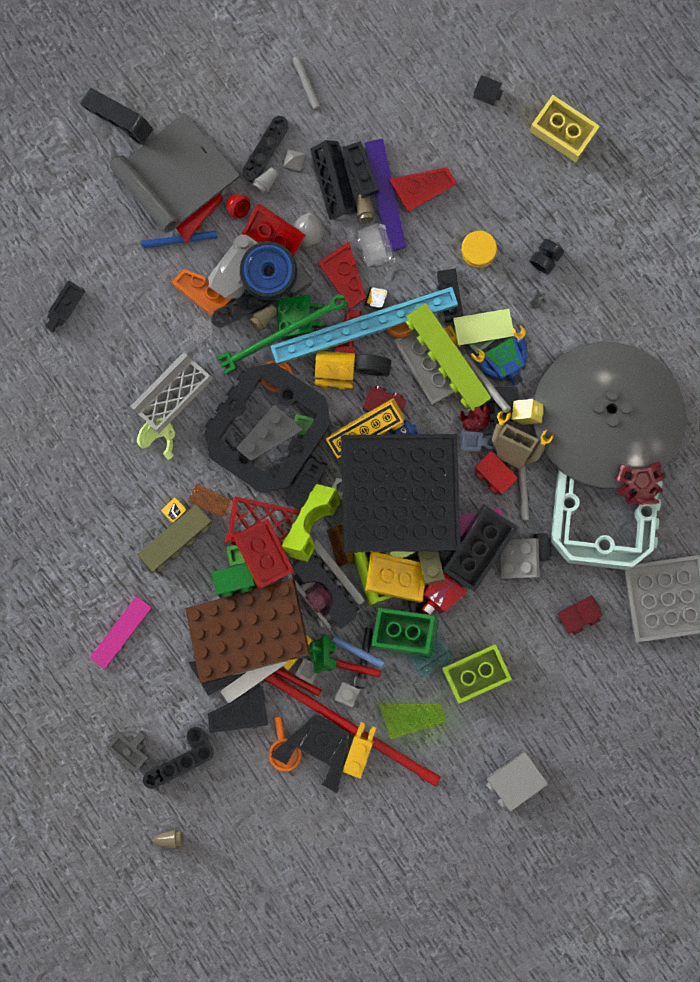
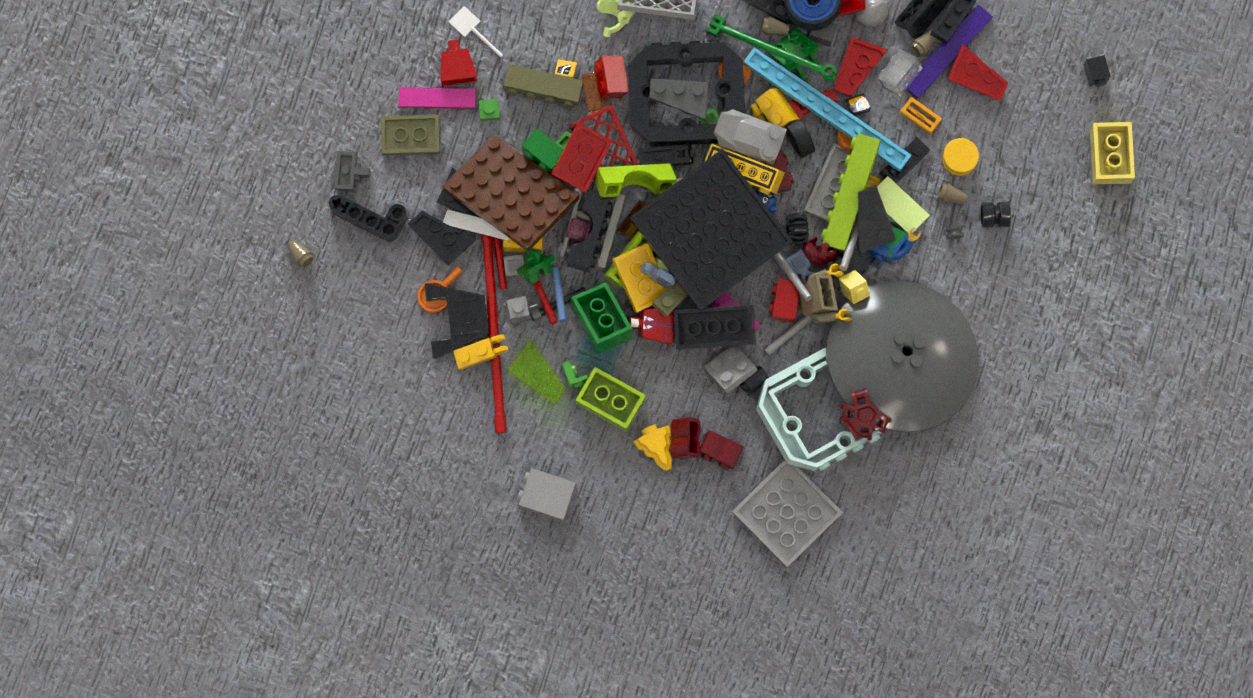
camera: 50 degrees right, 5 degrees down
(73, 562) = (465, 22): none -> white piece
(105, 597) = (456, 65): none -> red torso
(136, 677) = (410, 134): none -> olive plate
(162, 597) = (489, 110): none -> bright green plate
(209, 478) = (611, 77): none -> brick
(343, 403) = (749, 136): none -> light grey slope
(409, 560) = (660, 276): none -> sand blue plate
(423, 262) = (916, 121): none -> light orange tile
(430, 689) = (571, 373): none -> bright green bracket
(444, 421) = (797, 228): none -> black gear
(485, 454) = (793, 277): none -> light grey bar
(487, 357) = (873, 220): none -> black wing
(504, 278) = (951, 194): none -> dark tan cone
(538, 663) = (656, 445): none -> yellow rock
(551, 637) = (685, 438): none -> dark red brick

